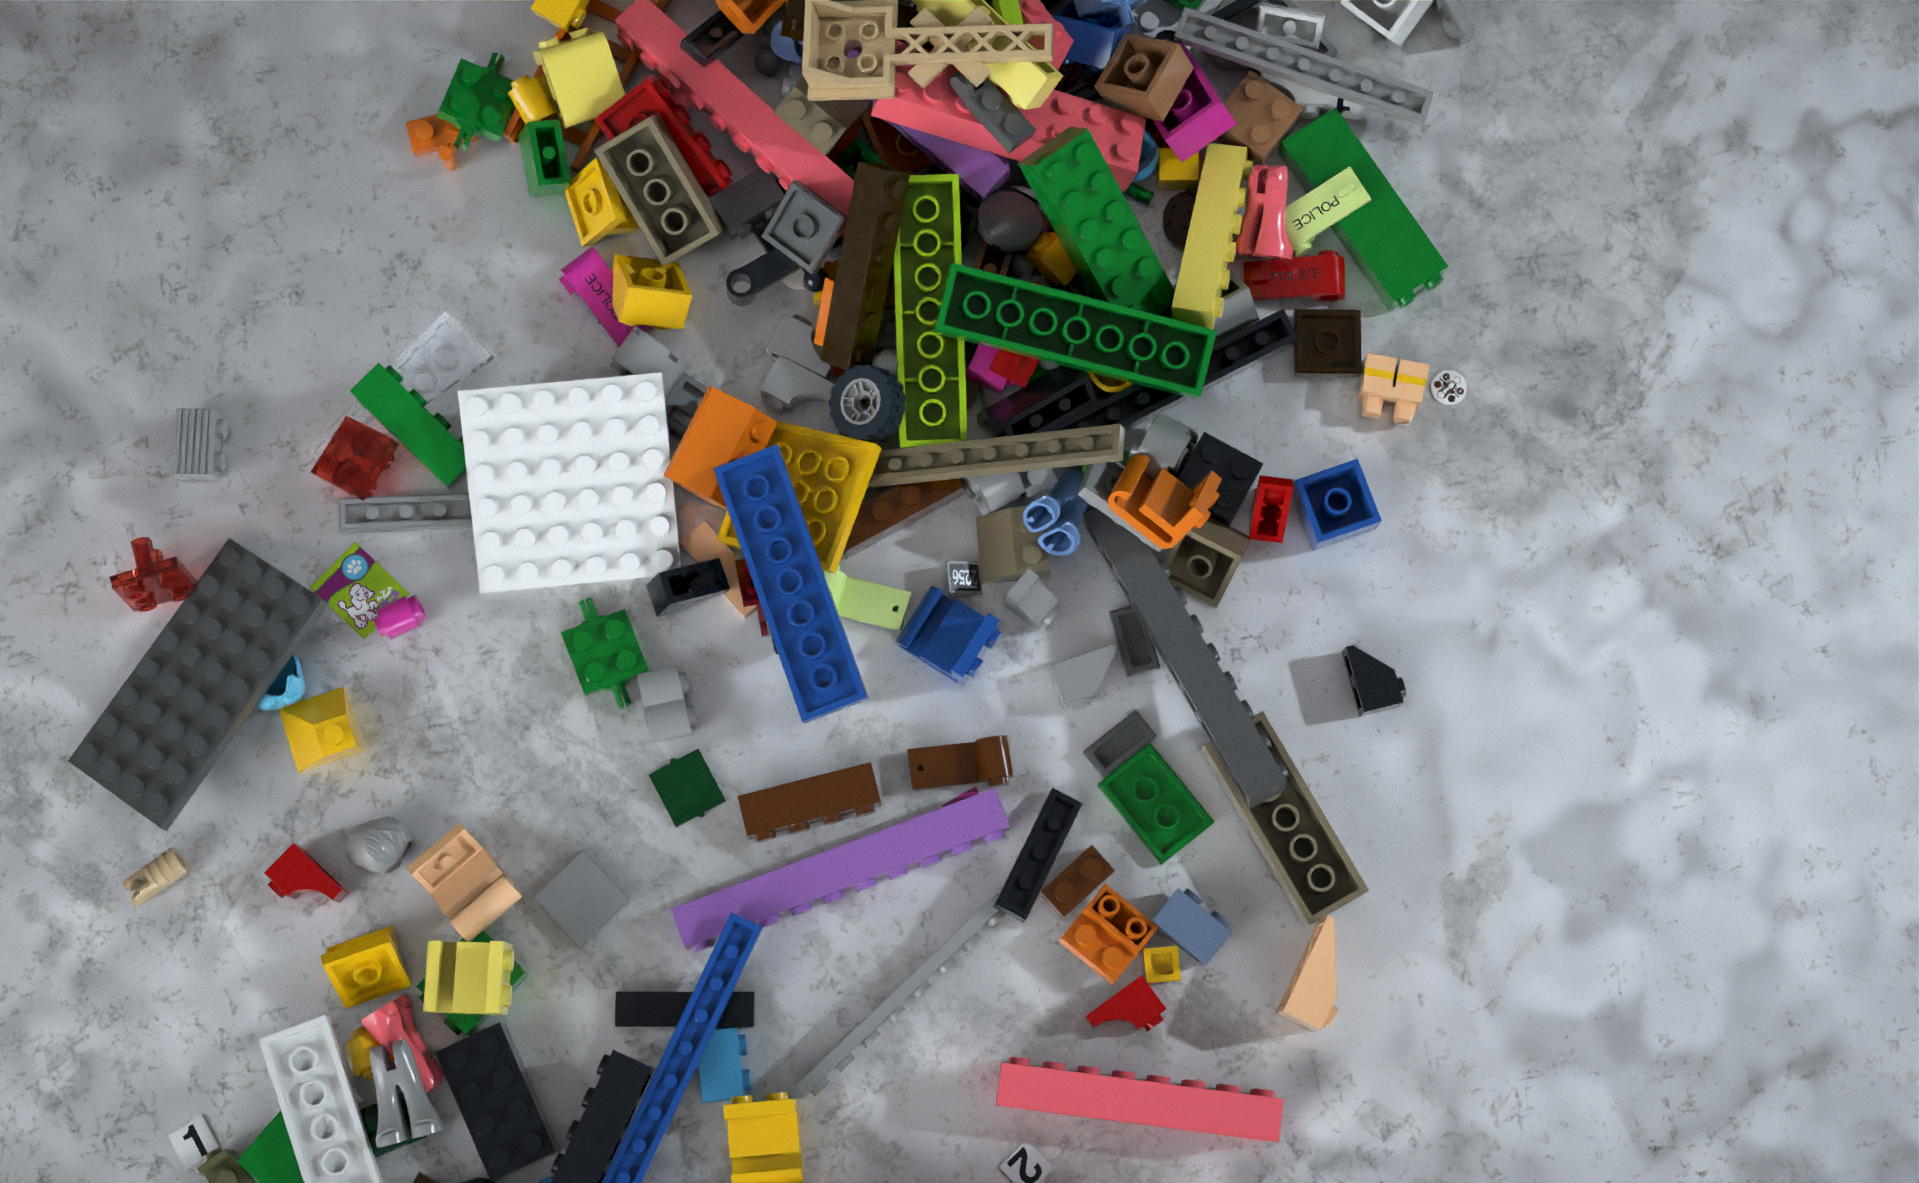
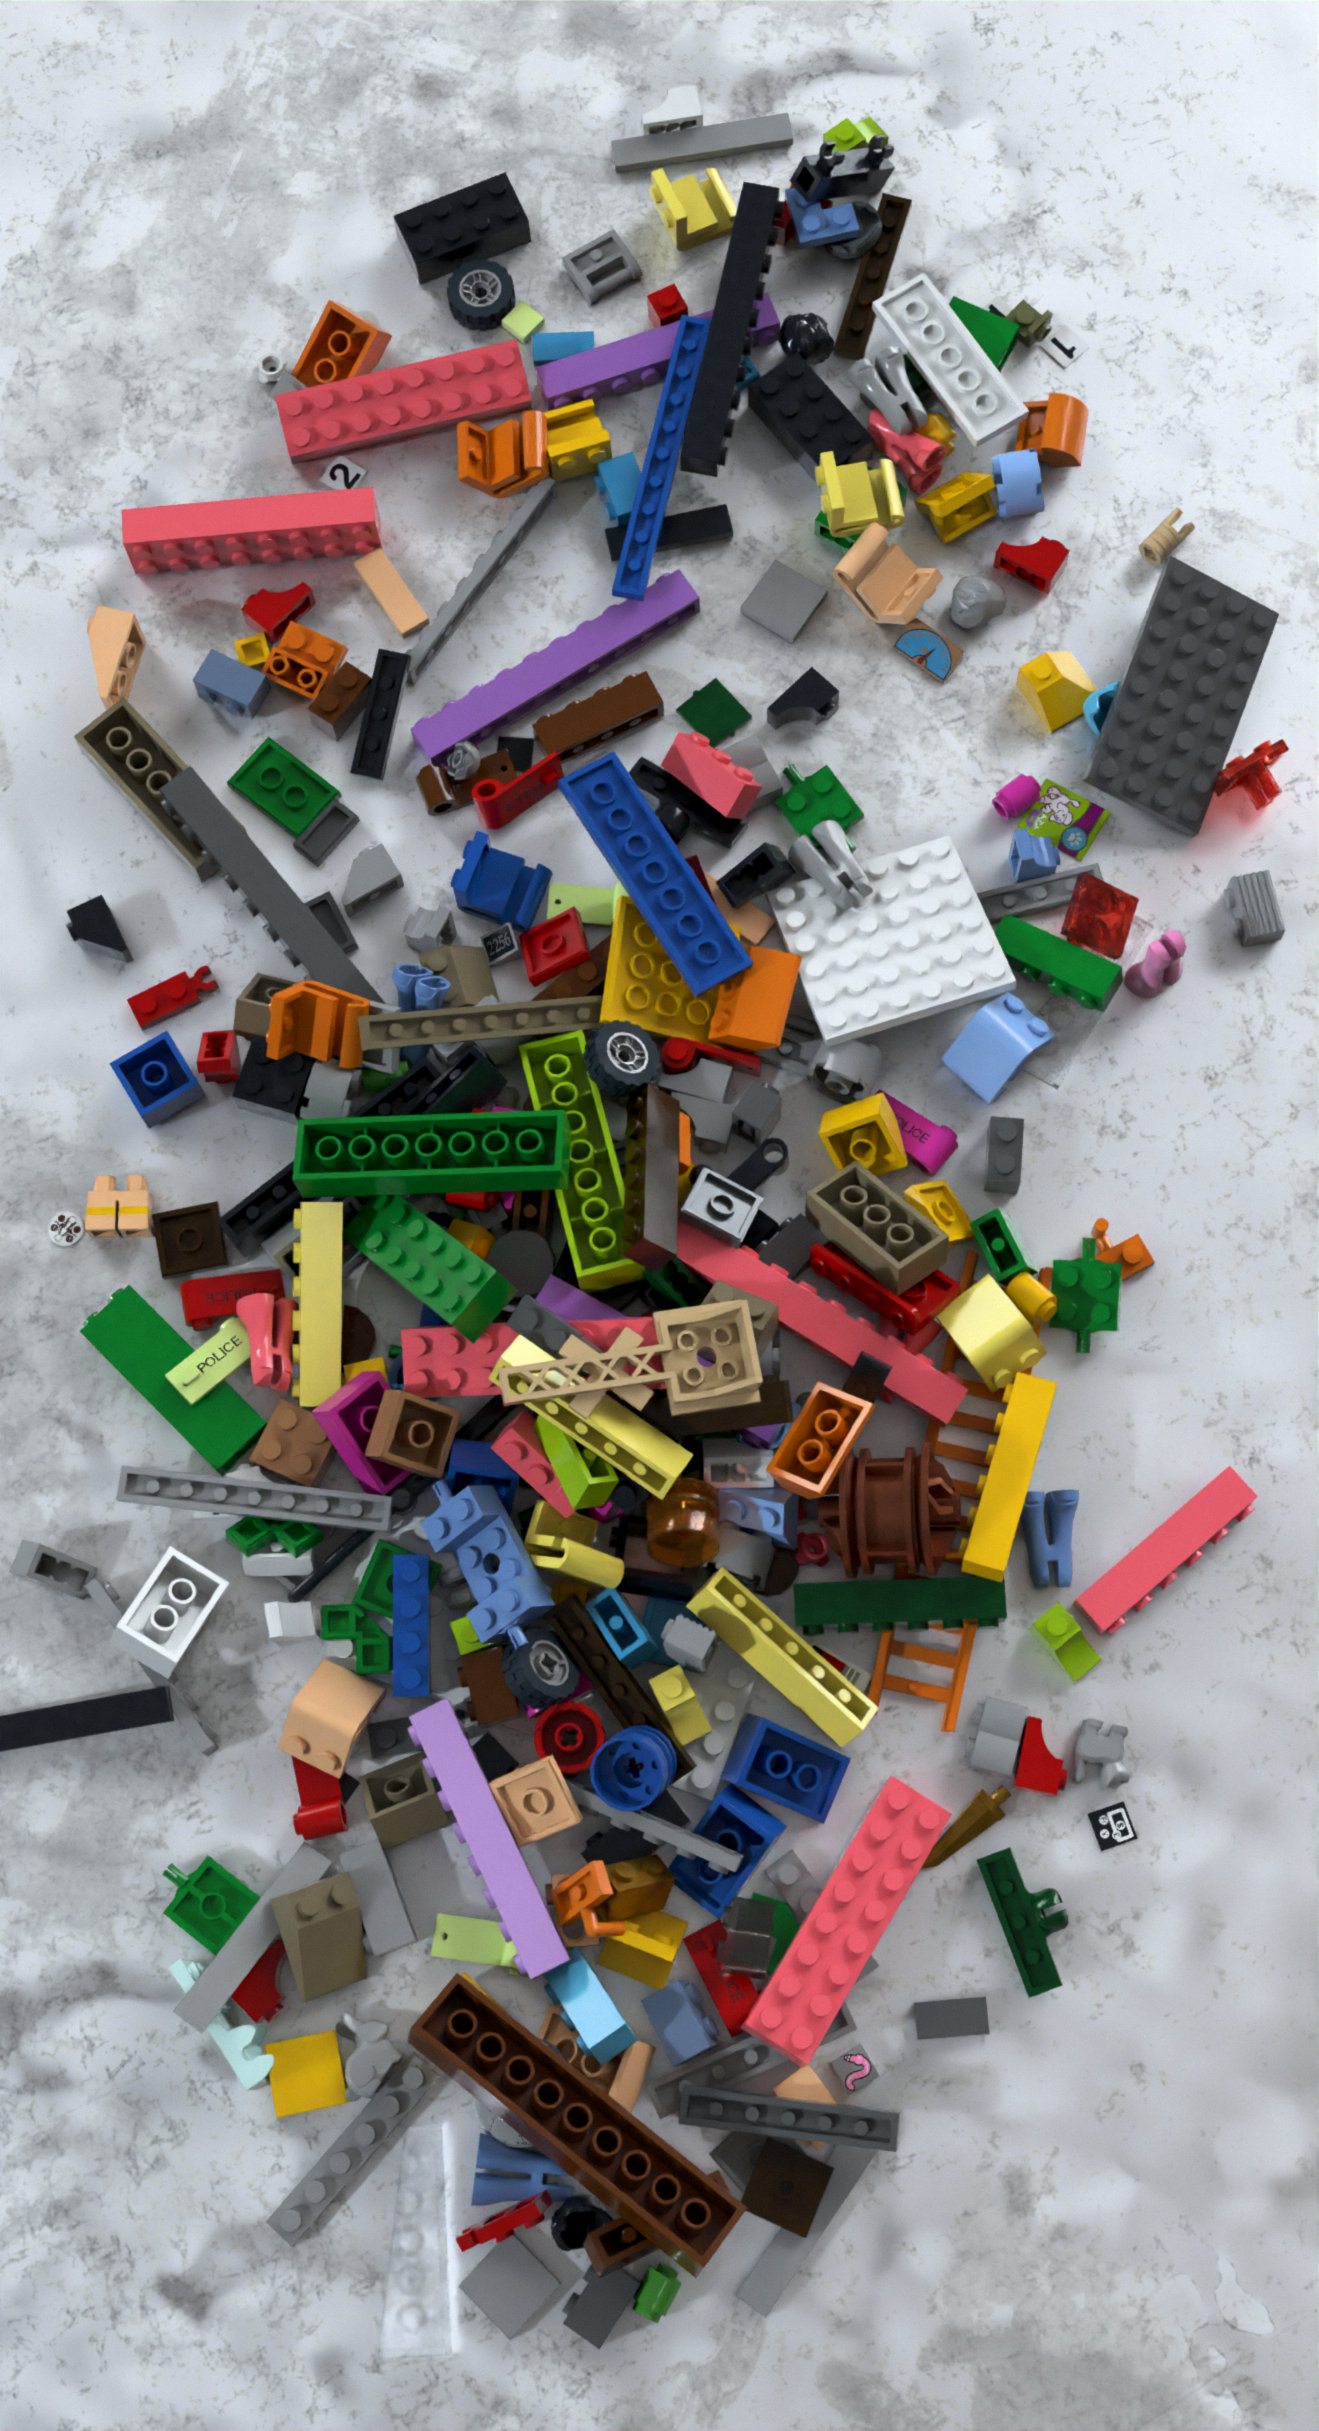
camera: 175 degrees right, 5 degrees down
(236, 1024) = (1055, 430): none -> orange brick
(293, 967) = (1017, 483): none -> light blue brick
(304, 394) = (1160, 964): none -> bright pink piece
(402, 543) = (1032, 856): none -> medium blue arch
(444, 801) = (929, 650): none -> slope
(492, 350) = (997, 1046): none -> light blue piece
(518, 250) = (1003, 1155): none -> dark grey brick
(587, 775) = (807, 699): none -> black arch
(600, 599) = (838, 882): none -> light grey piece
(707, 699) = (711, 775): none -> coral brick
(744, 683) = (682, 808): none -> black plate
(746, 335) = (757, 1113): none -> dark grey brick
(808, 412) = (681, 1054): none -> red door
(844, 1133) = (505, 456): none -> orange piece
(900, 793) = (519, 750): none -> black sticker
(909, 553) = (554, 946): none -> red tile
(937, 721) = (501, 803): none -> red door
(961, 778) = (463, 761): none -> light grey plate
(1000, 1006) = (391, 593): none -> light nougat tile
(1310, 599) = (170, 997): none -> red plate
(1312, 36) = (254, 1533): none -> green tile
(1505, 57) = (52, 1569): none -> light grey arch

